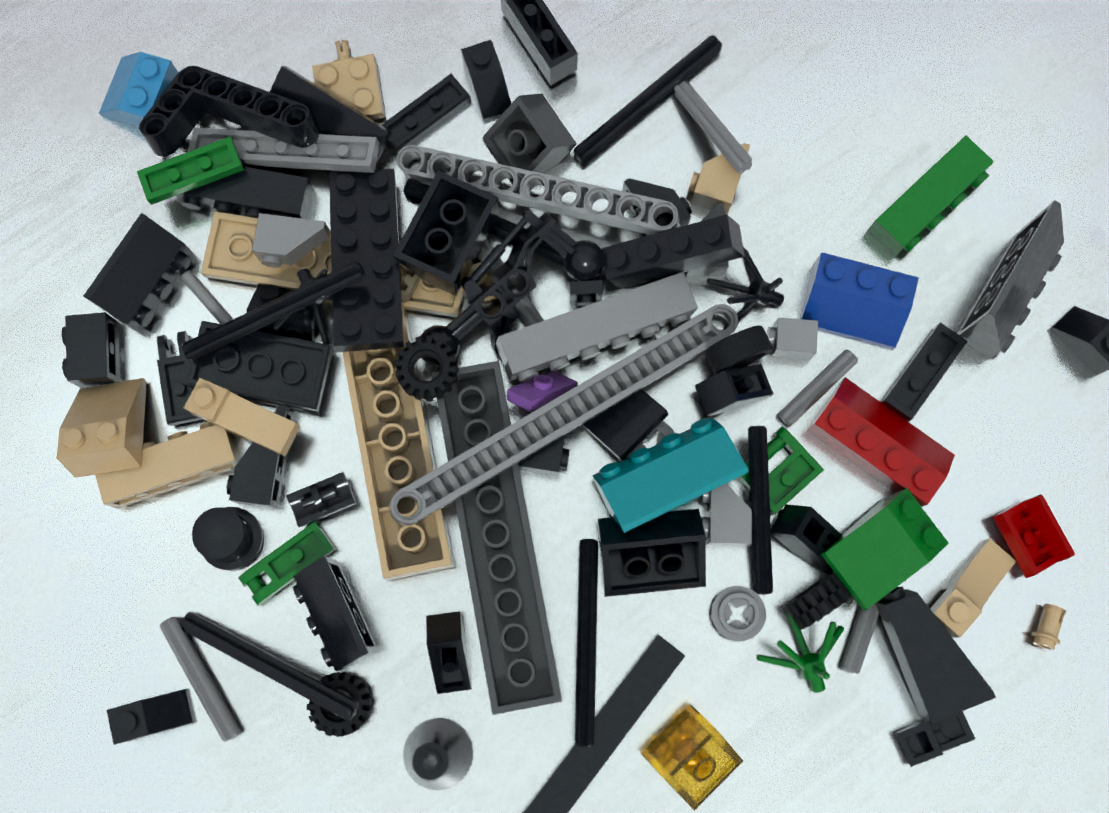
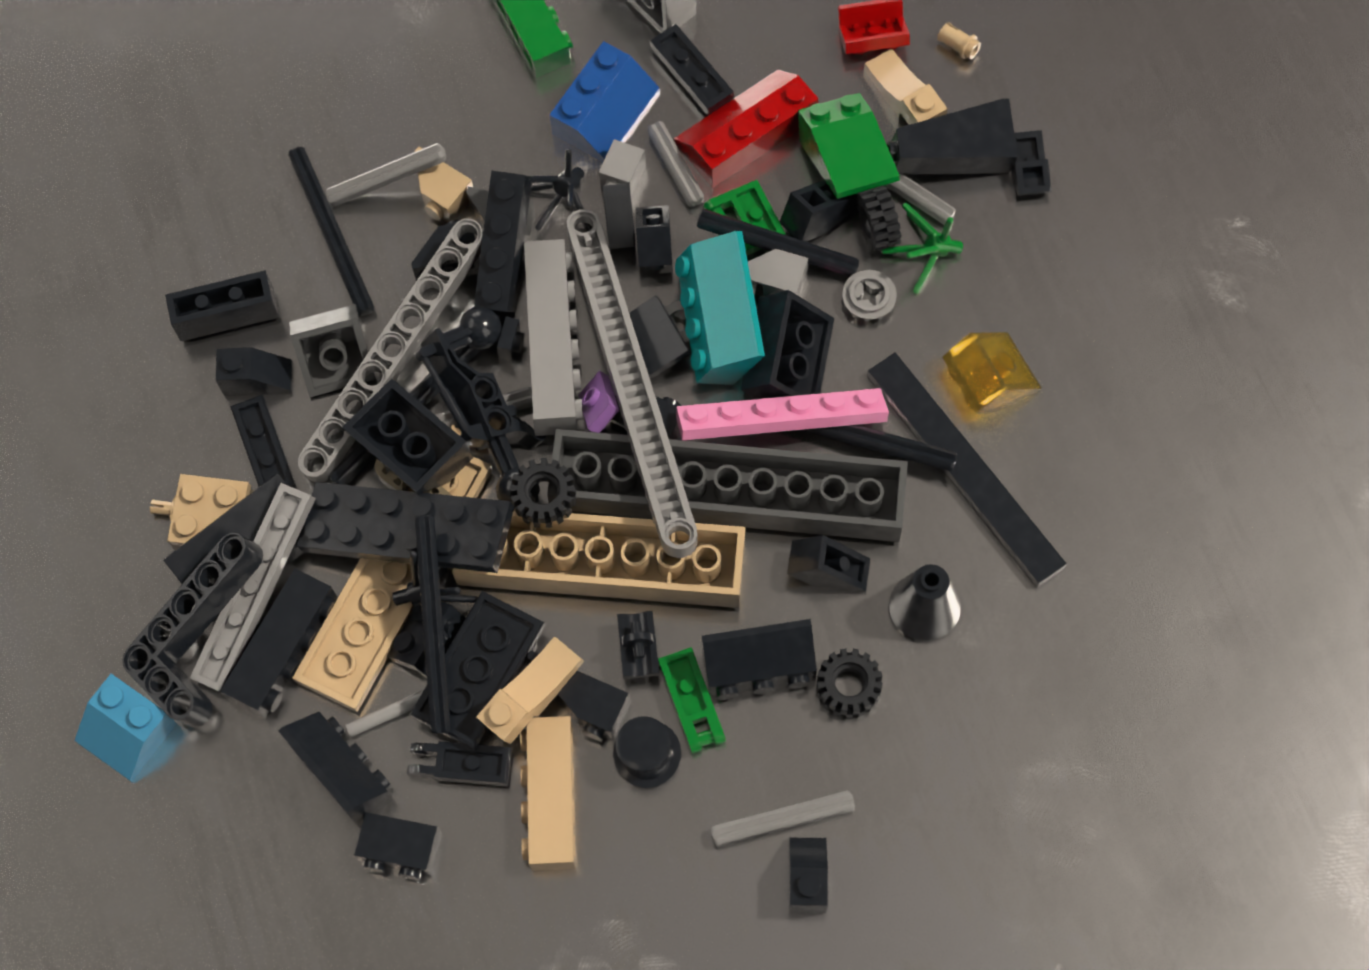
camera: 70 degrees left, 10 degrees down
(104, 429) = (491, 839): tan slope -> none
(190, 170) = (244, 679): green plate -> none
(270, 666) = (790, 737): black axle -> none
(286, 239) = (352, 605): light grey slope -> none
(581, 566) = (781, 414): none -> bright pink plate

